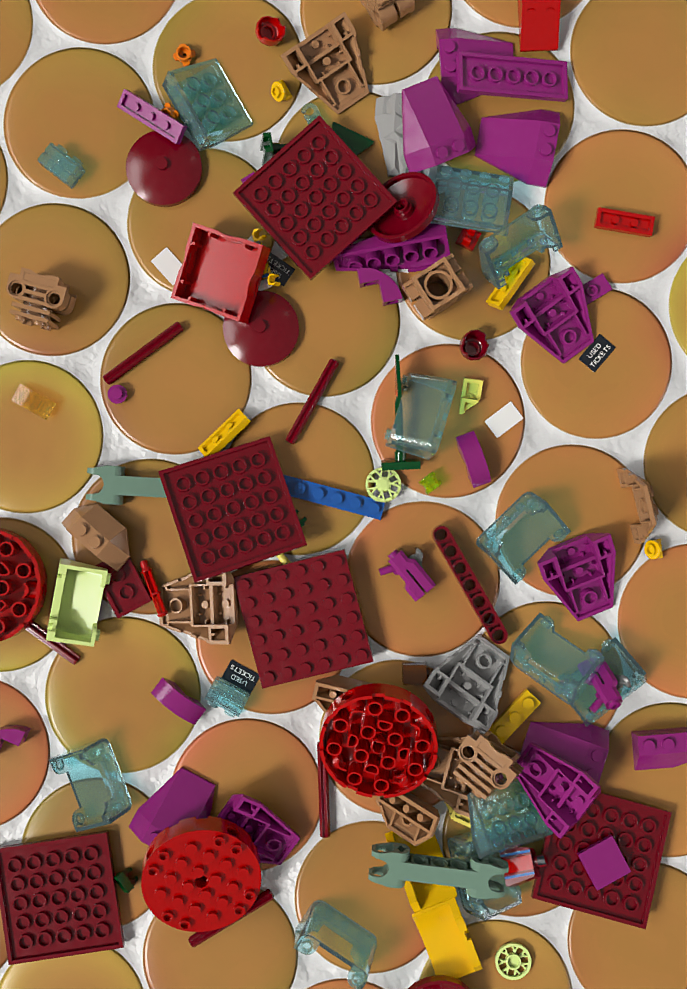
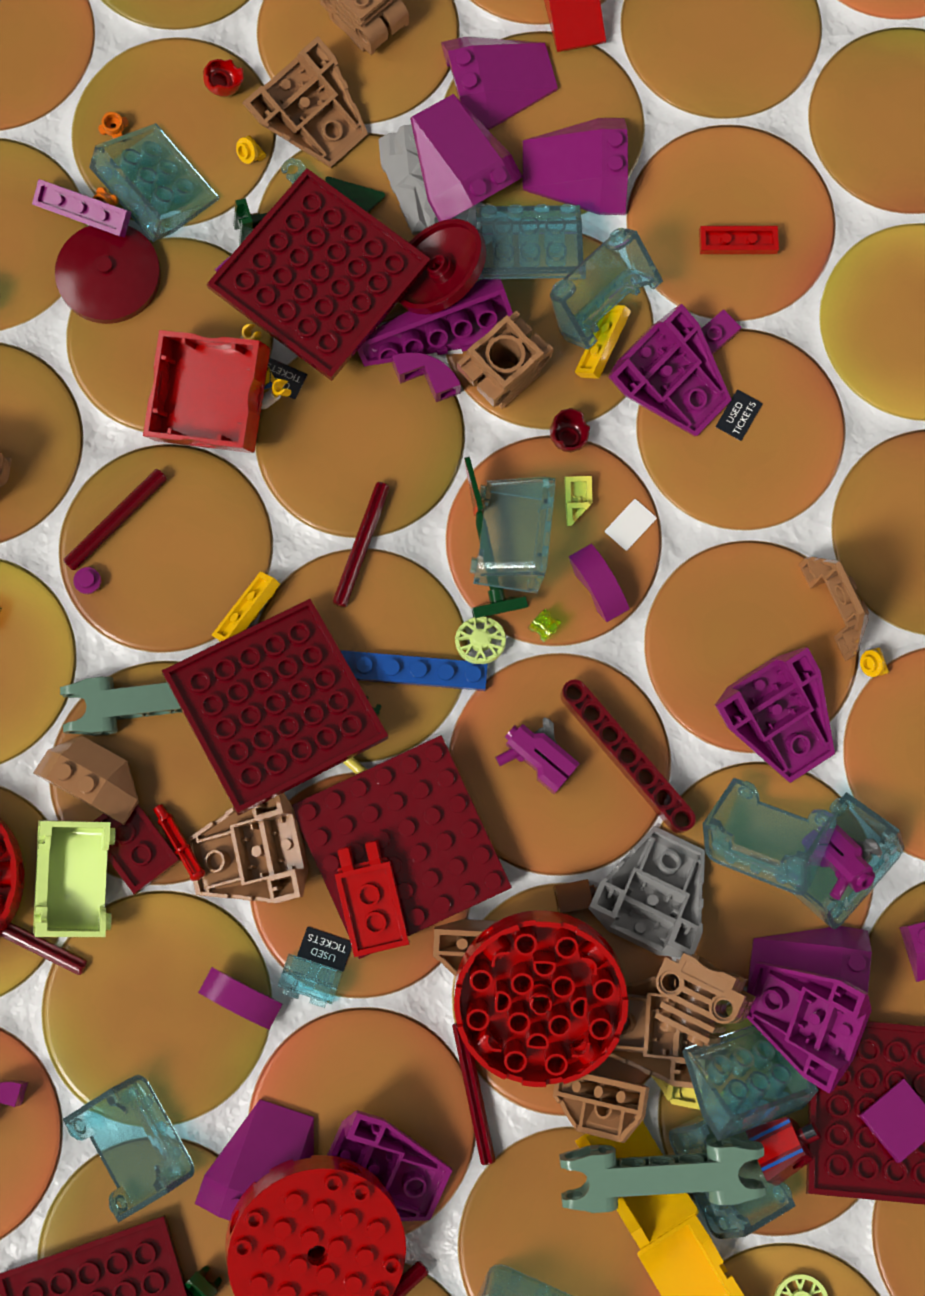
camera: 15 degrees left, 10 degrees down
(167, 265) = (131, 397): white sticker -> none
(269, 332) = (285, 465): dark red dish -> none
(276, 654) = (370, 902): none -> red tile
(468, 238) = (535, 294): red tile -> none
(511, 76) = (552, 82): magenta plate -> none
(514, 715) = (730, 931): yellow plate -> none
(520, 534) = (686, 674): clear light blue windscreen -> none

